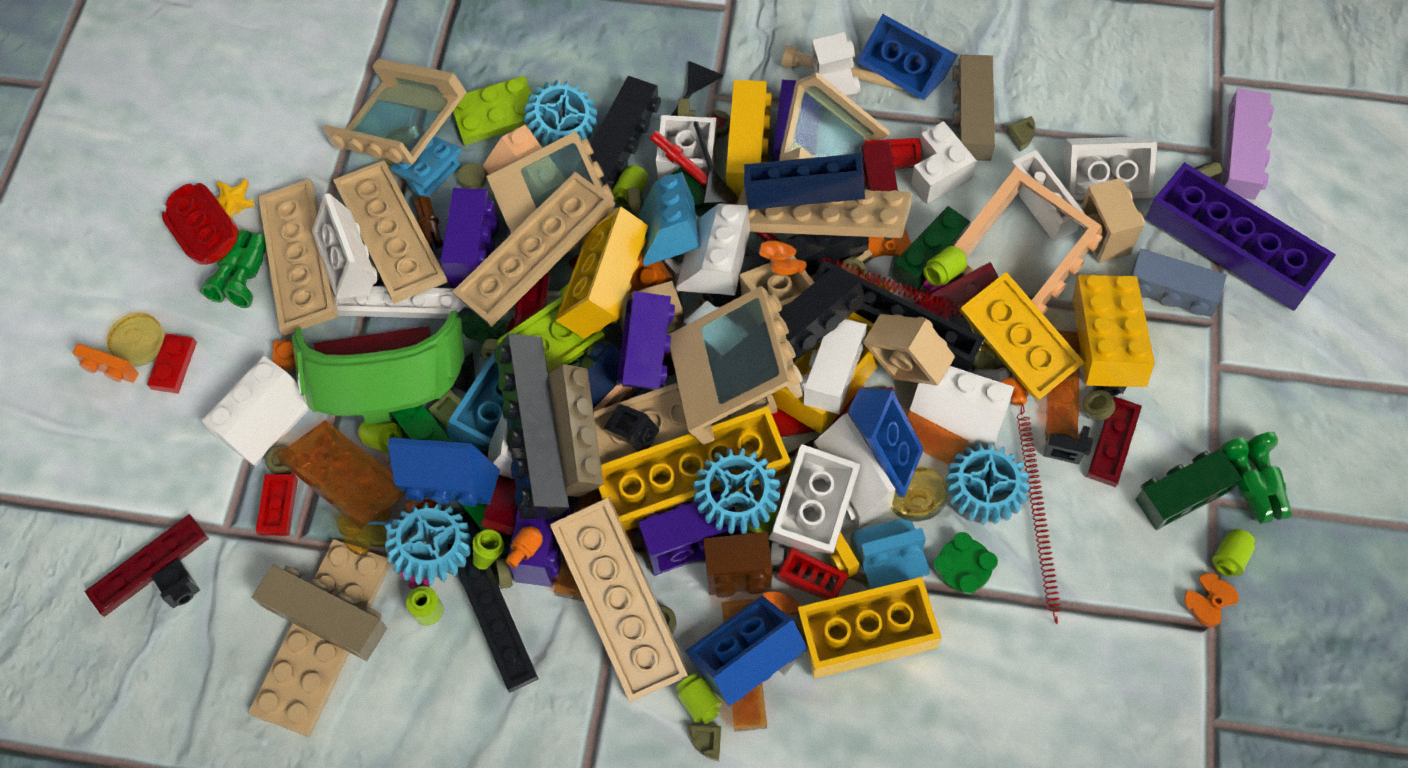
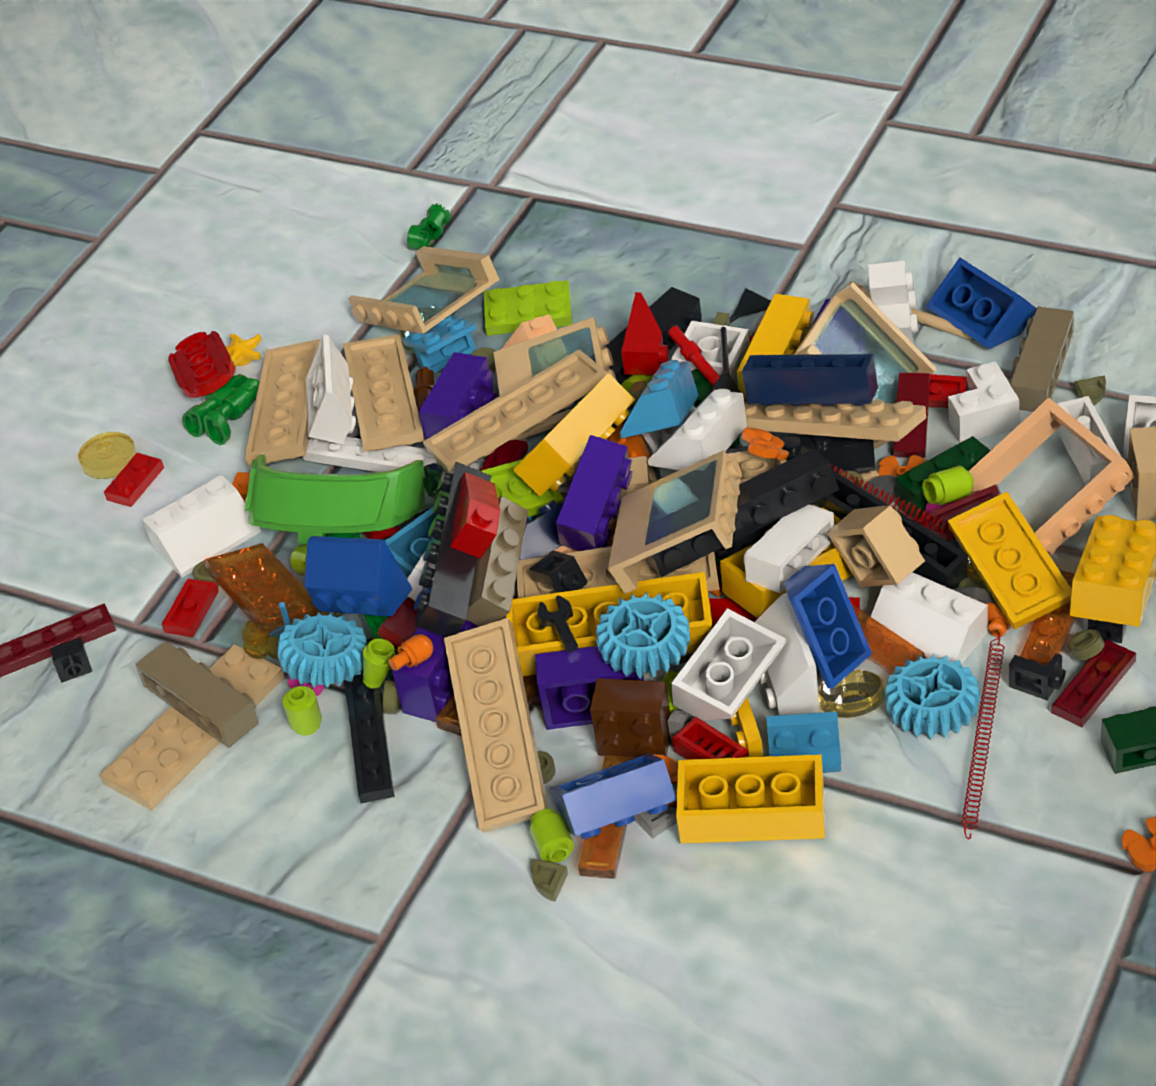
camera: 20 degrees right, 20 degrees down
(112, 366) = (71, 468): orange plate -> none
(373, 32) = (429, 227): none -> green connector
(540, 108) = (591, 301): medium azure gear -> none
(547, 390) = (475, 516): none -> red slope
(626, 145) = (643, 341): none -> red slope
(651, 485) = (559, 622): none -> black bar
(965, 564) = (882, 765): green piece -> none

